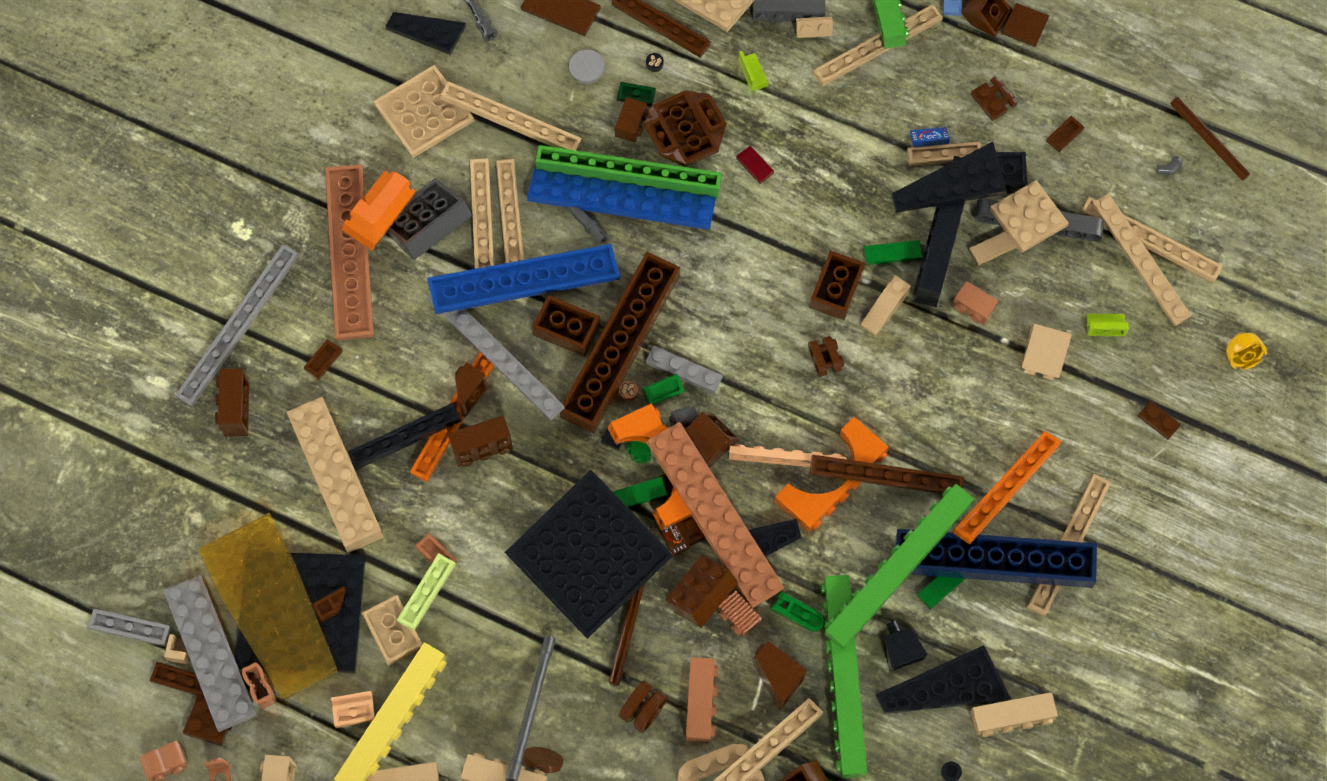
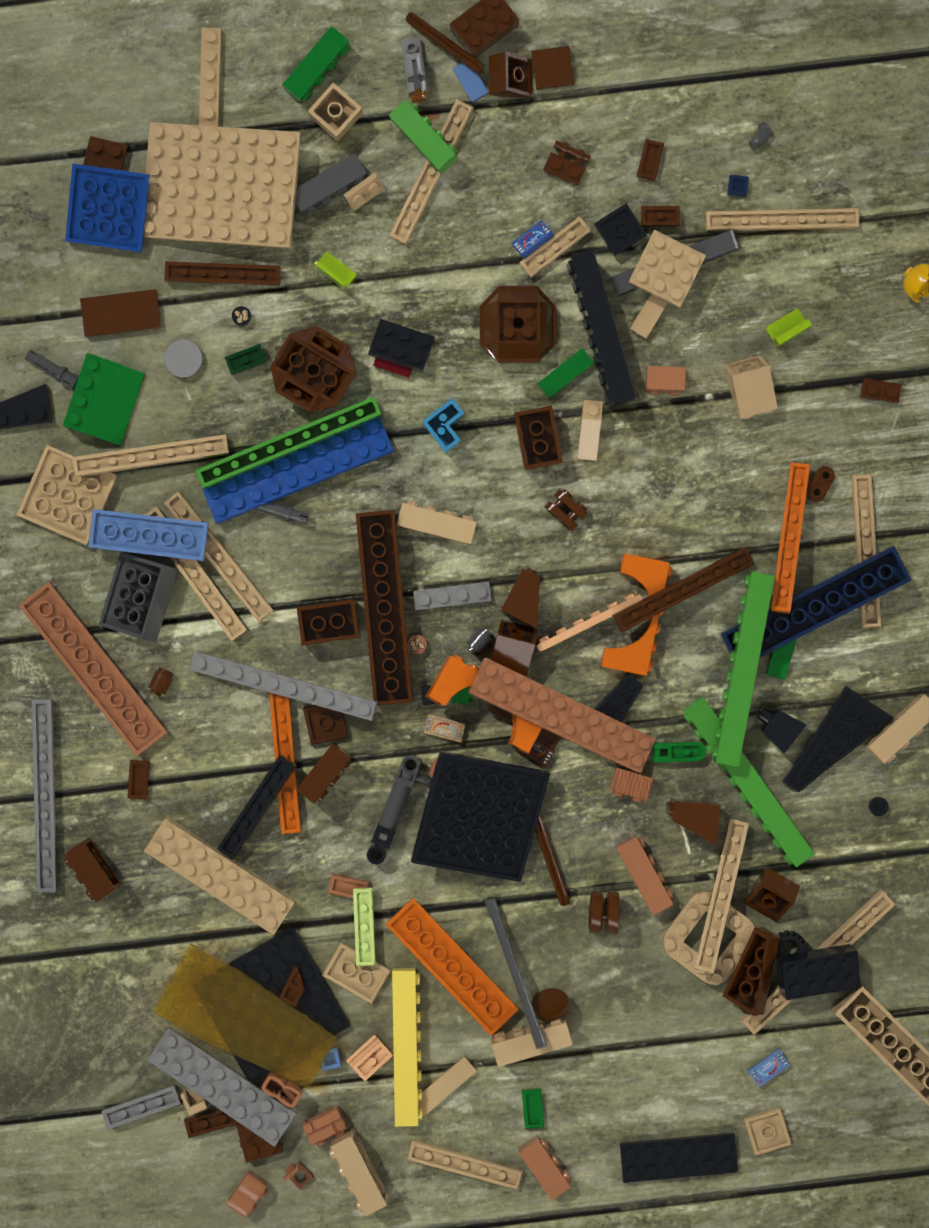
camera: 30 degrees left, 20 degrees up
(272, 743) = (324, 1126): none -> nougat brick
(319, 690) = (332, 1060): none -> medium blue plate
(379, 209) = (96, 620): orange brick -> none
(396, 292) = (160, 682): none -> reddish brown brick
(467, 173) = (148, 535): none -> medium blue plate
(470, 386) = (284, 735): reddish brown slope -> none
(479, 675) = (452, 966): none -> orange plate
(499, 523) = (394, 807): none -> dark grey piece
(502, 58) = (103, 399): none -> green slope
(511, 404) = (324, 724): none -> reddish brown tile
(523, 278) = (263, 602): blue plate -> none
(606, 471) = (444, 728): none -> tan tile
(631, 120) = (258, 388): reddish brown brick -> none
(642, 492) = (483, 733): green tile -> none
(663, 389) = (446, 626): green tile -> none
(701, 591) = (590, 787): reddish brown brick -> none
(708, 303) = (435, 523): none -> tan brick
(743, 401) = (524, 598): none -> reddish brown slope
(763, 227) = (439, 425): none -> dark azure brick
(769, 154) = (401, 345): none -> black plate
(864, 204) = (511, 344): none -> reddish brown piece
(965, 179) = (595, 273): black wing -> none
(1048, 178) = (660, 216): none -> reddish brown plate
(1061, 464) = (820, 483): none -> reddish brown plate
(1128, 193) = (737, 185): none -> dark blue tile
(1141, 260) = (785, 247): tan plate -> none
(1210, 138) = (780, 84): reddish brown axle -> none

